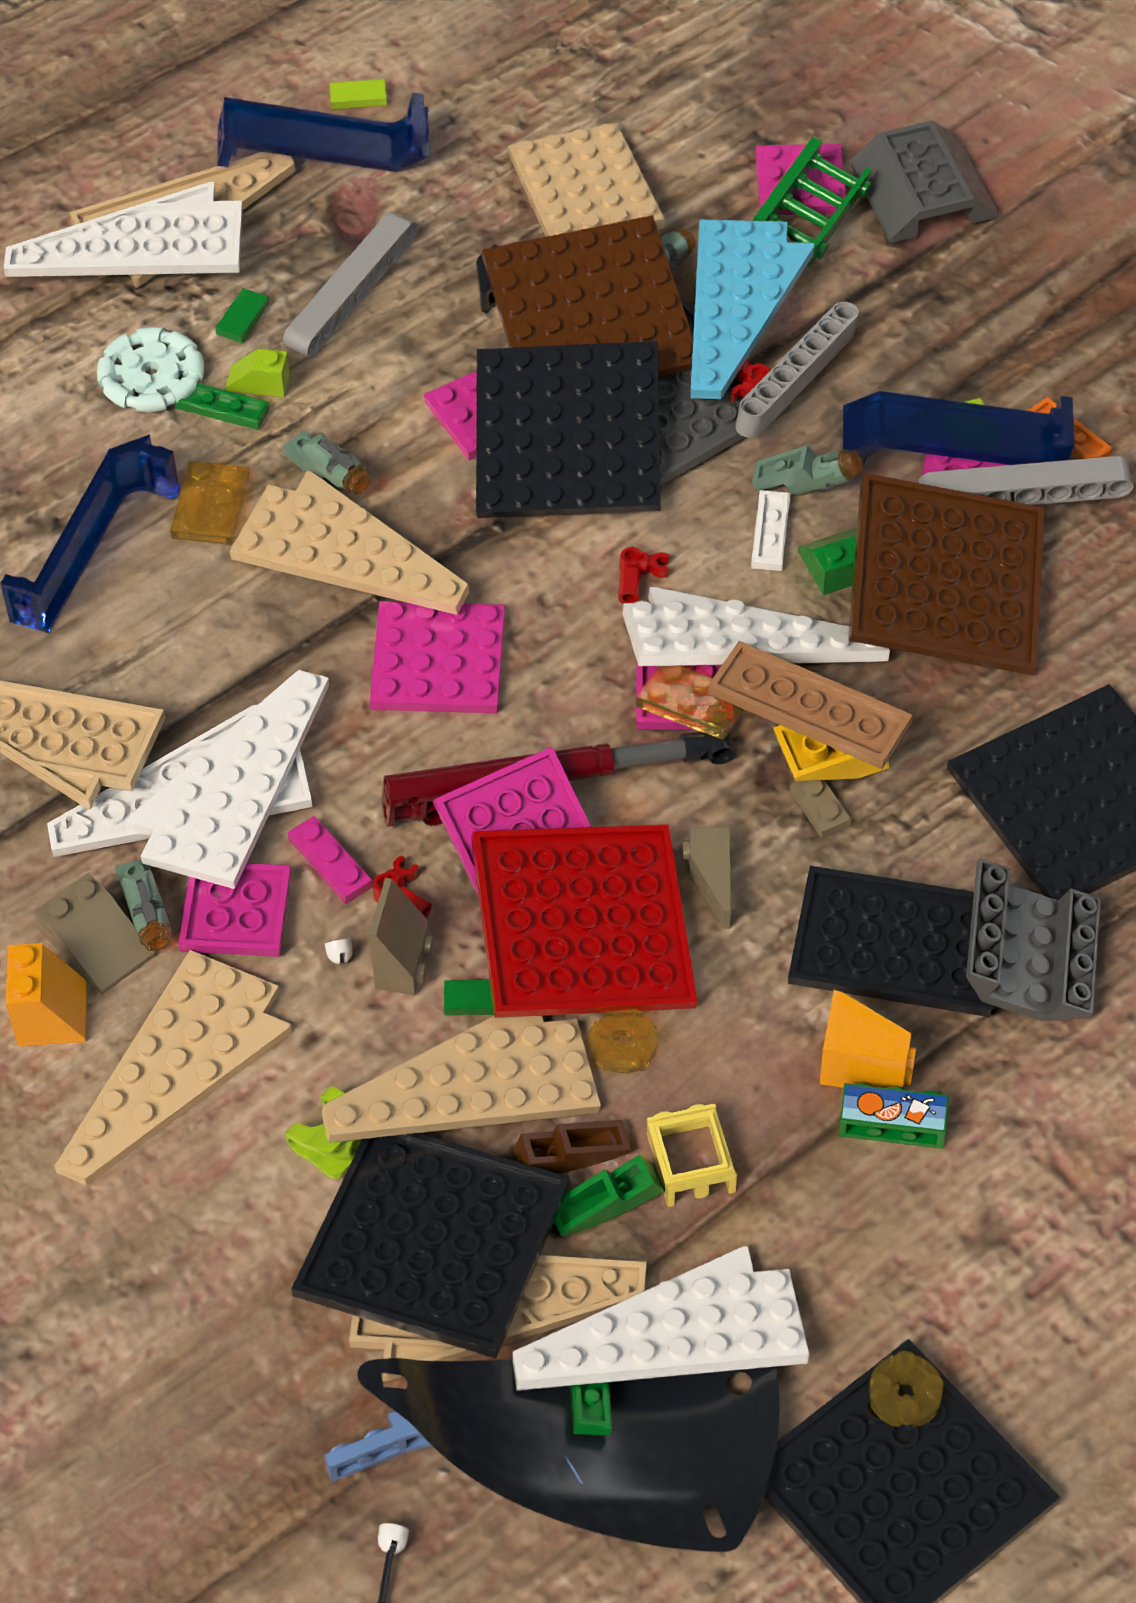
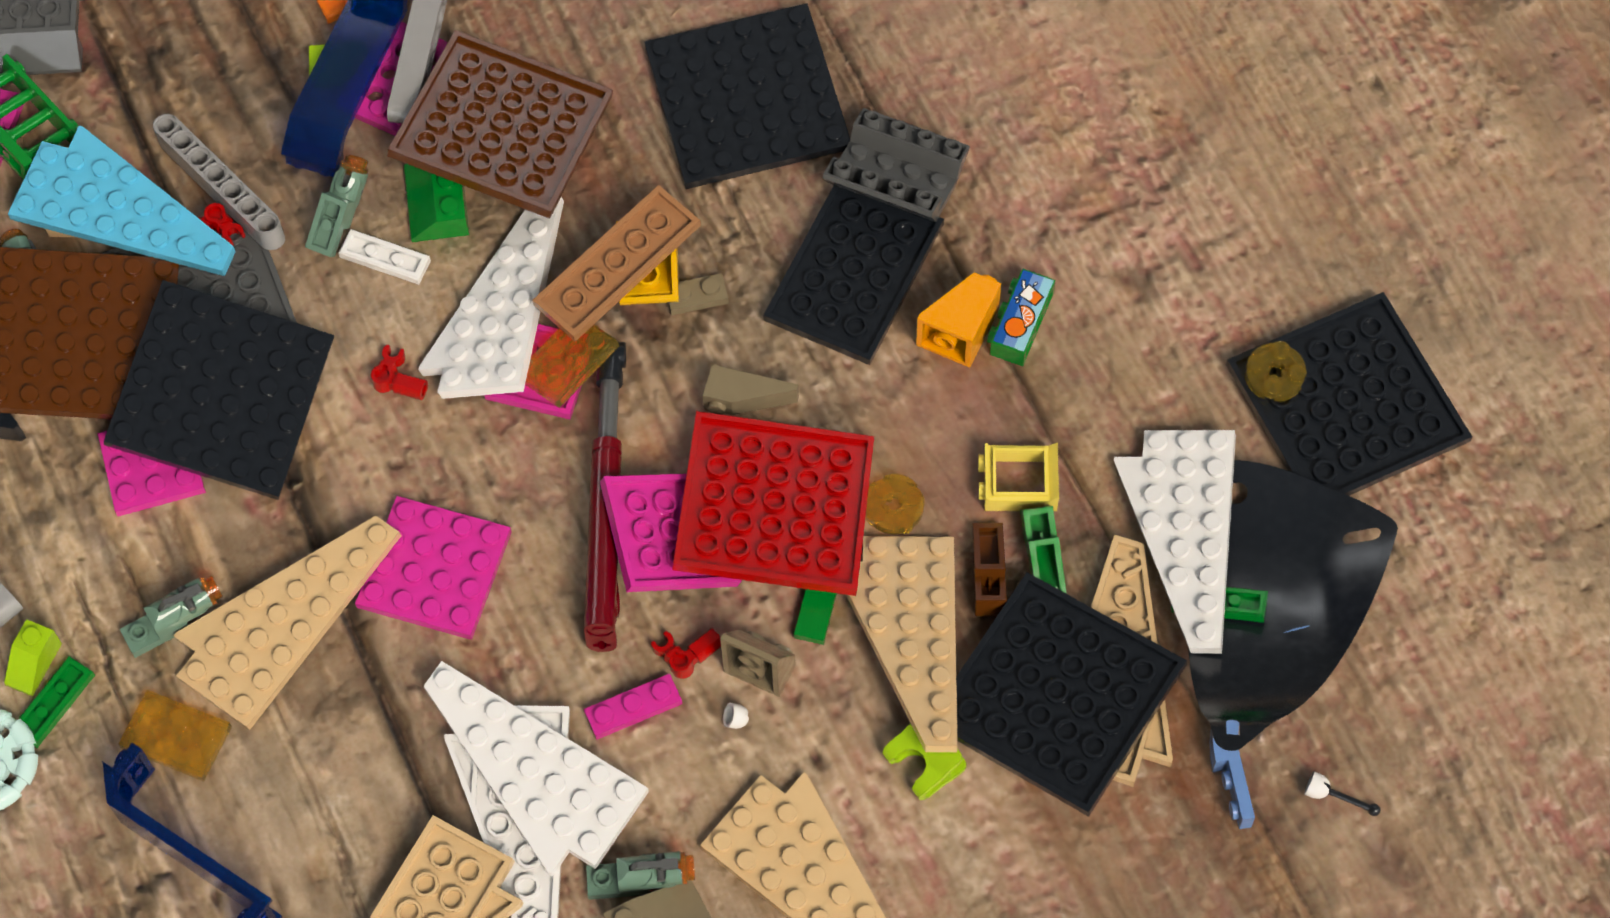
camera: 75 degrees left, 10 degrees up
(237, 919) = (678, 796): dark pink plate -> none

